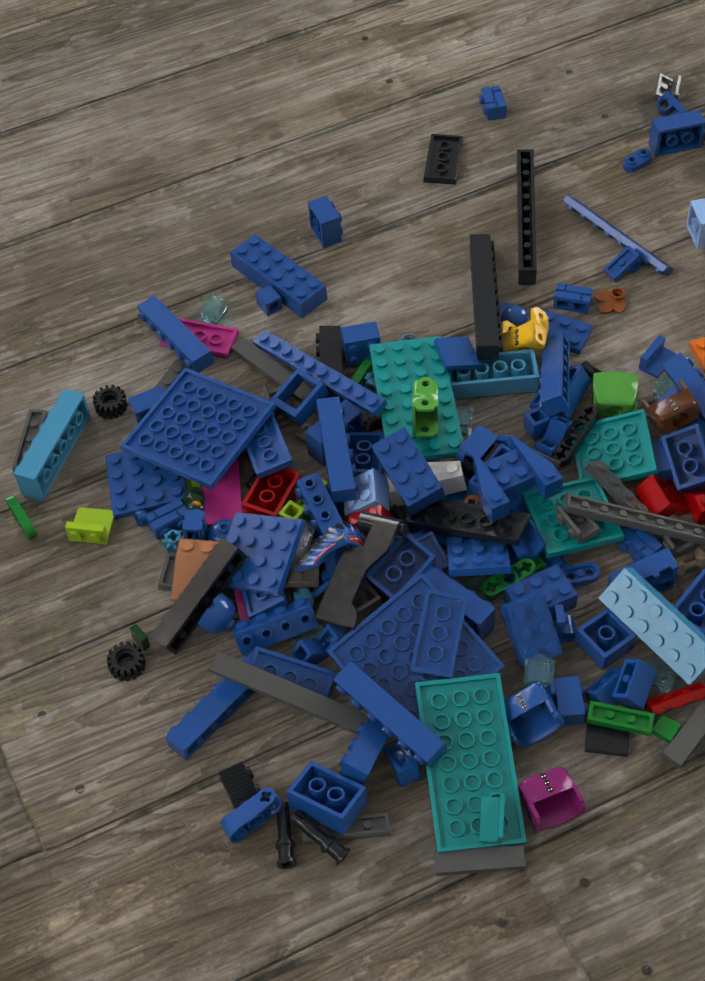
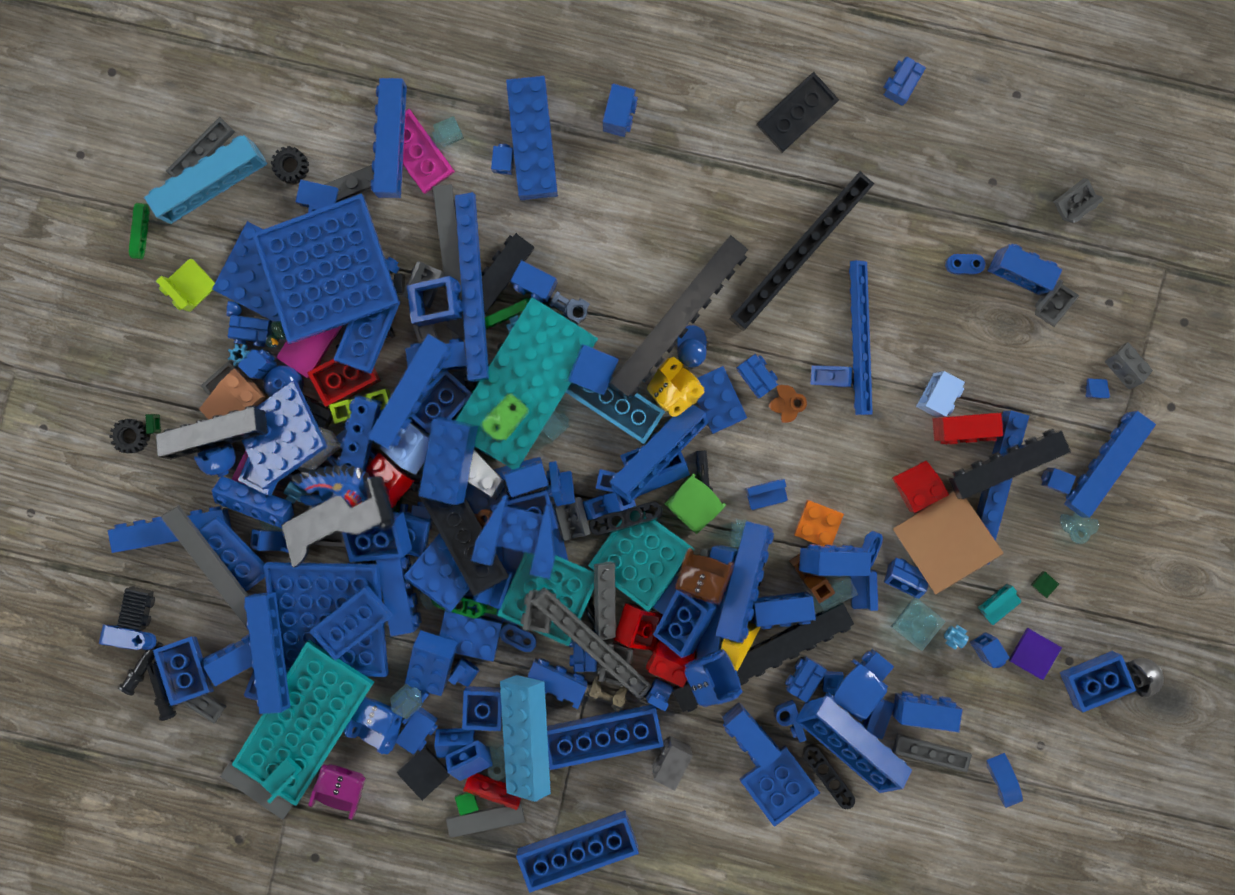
camera: 35 degrees right, 35 degrees up
(620, 718) = (436, 776): green plate -> none
(674, 105) = (1057, 243): blue plate -> none

